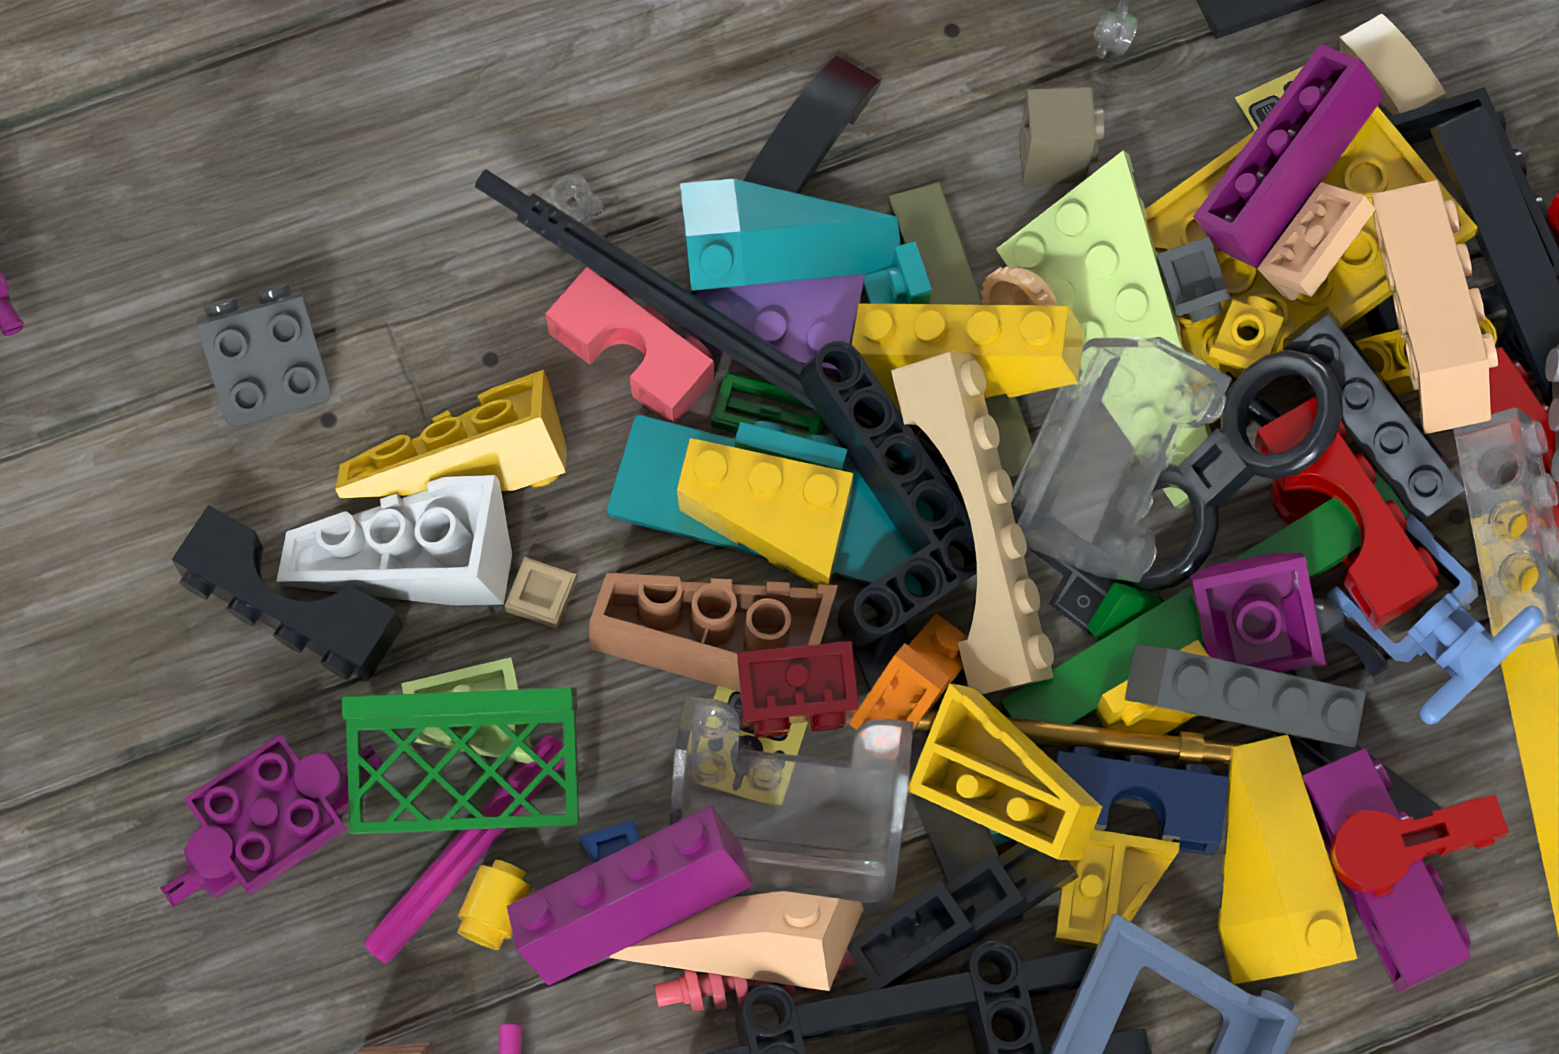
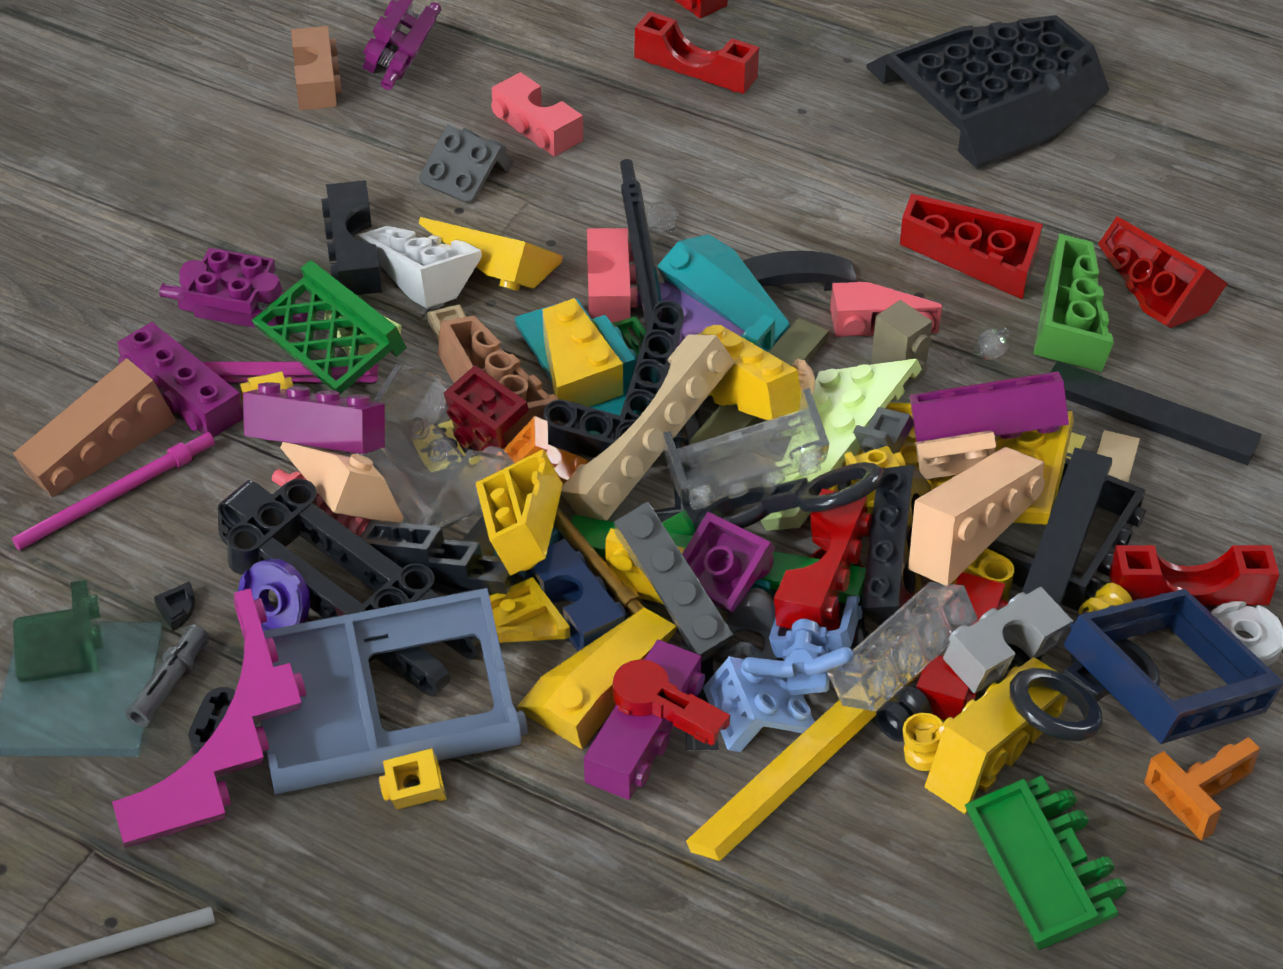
camera: 50 degrees right, 25 degrees down
(286, 199) = (520, 105): none -> coral arch
(376, 996) = (183, 380): none -> magenta brick
(949, 108) = (858, 303): none -> coral slope
(1448, 756) = (754, 703): none -> light blue bracket

